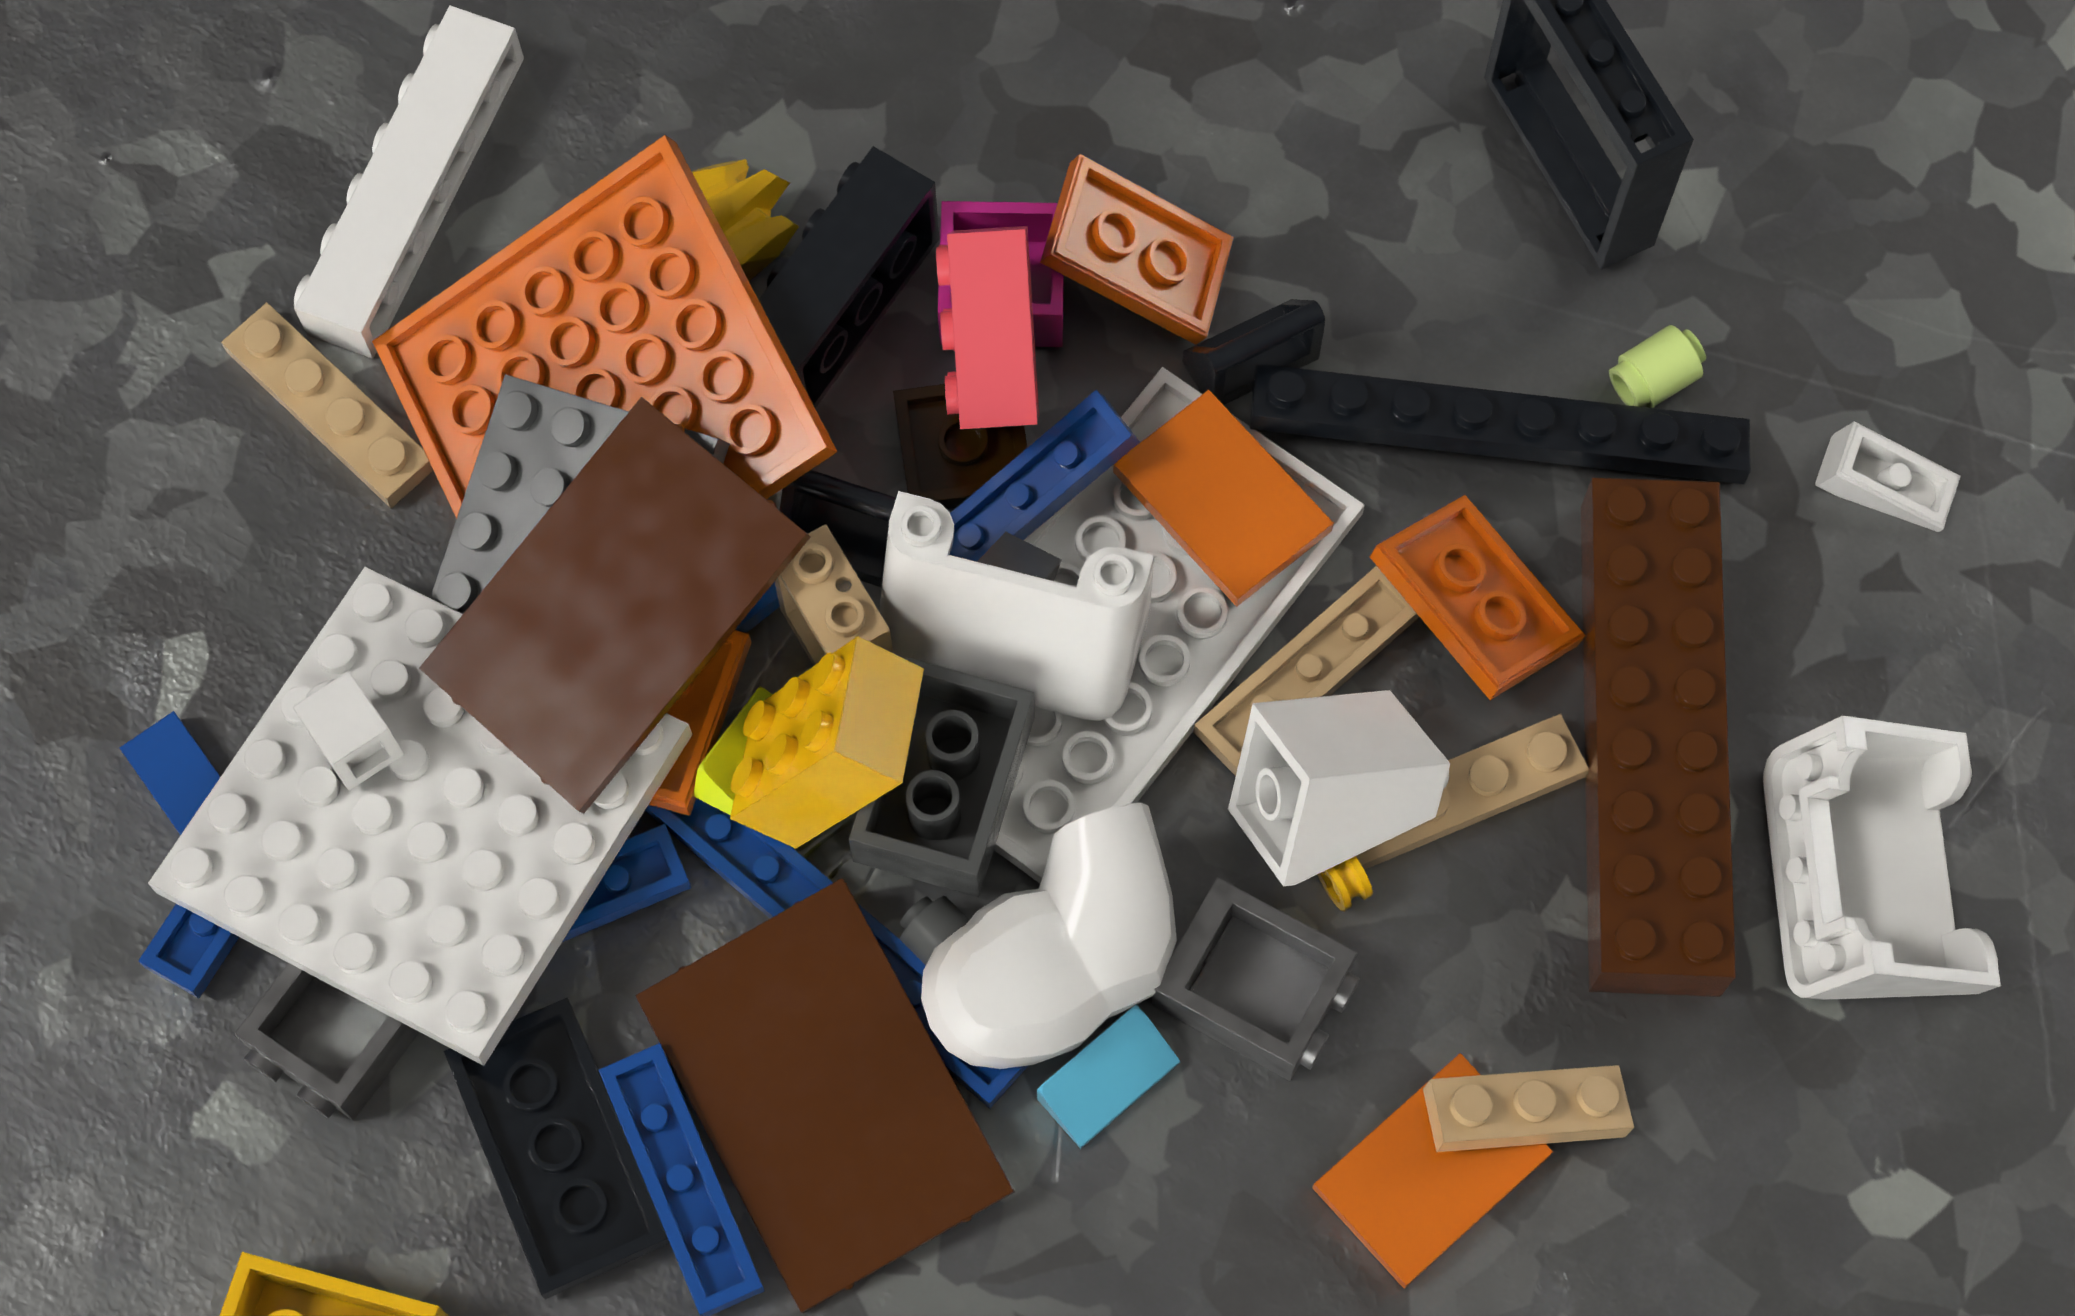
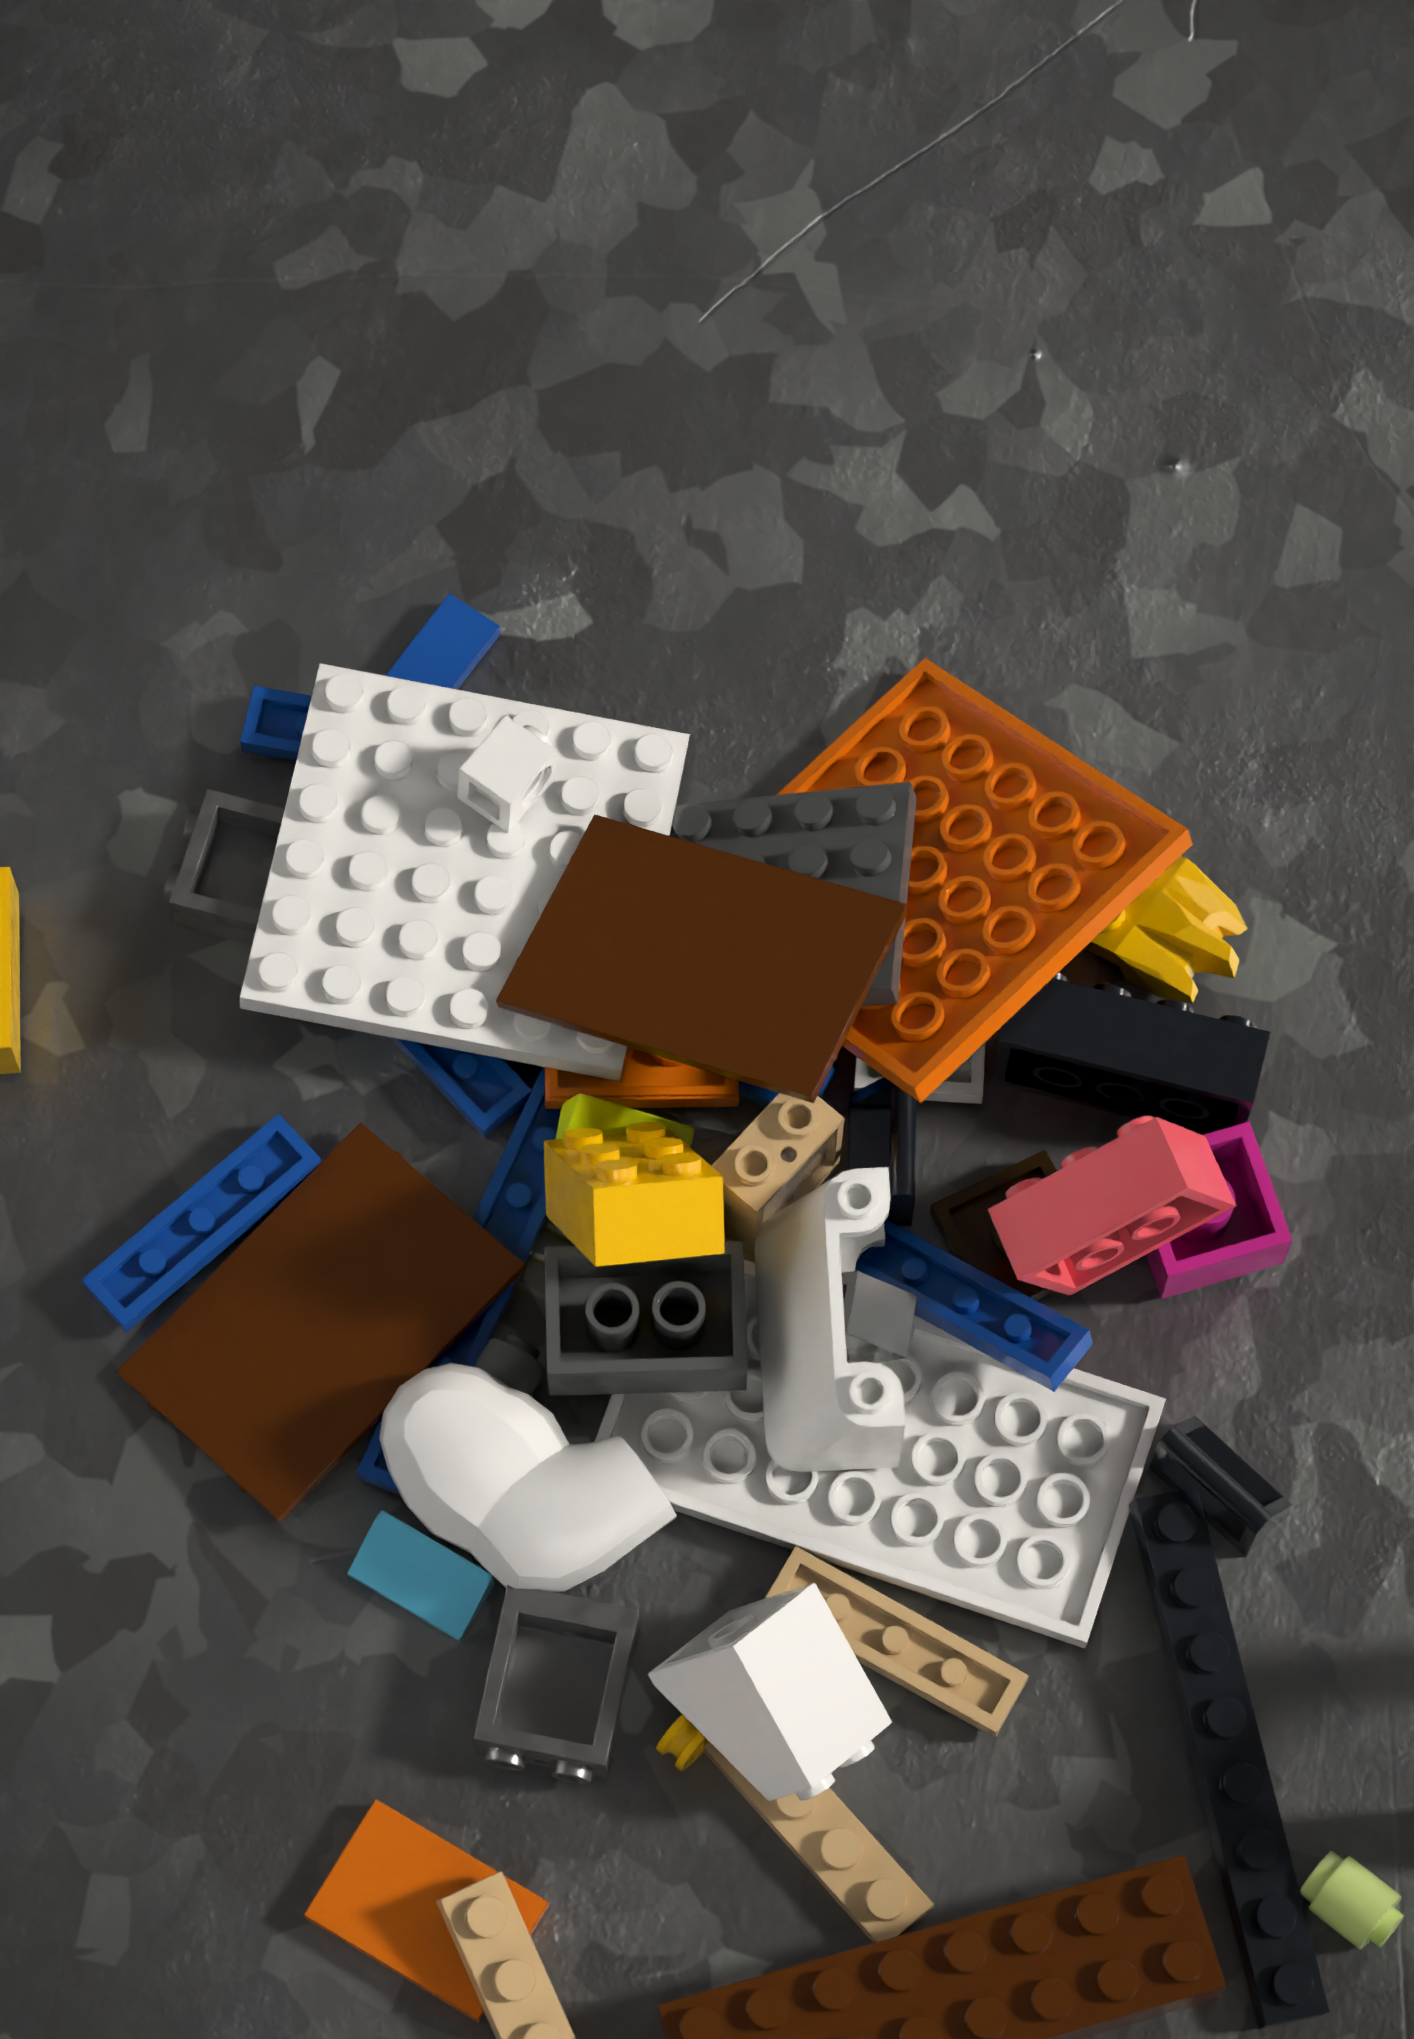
camera: 70 degrees right, 0 degrees up
(328, 404) = (851, 643): tan plate -> none
(408, 181) = (1107, 629): white brick -> none
(558, 1151) = (196, 1105): black plate -> none
(1137, 249) = (1278, 1331): orange tile -> none
(1223, 497) = (1039, 1498): orange tile -> none
(1477, 596) = (1029, 1784): orange tile -> none

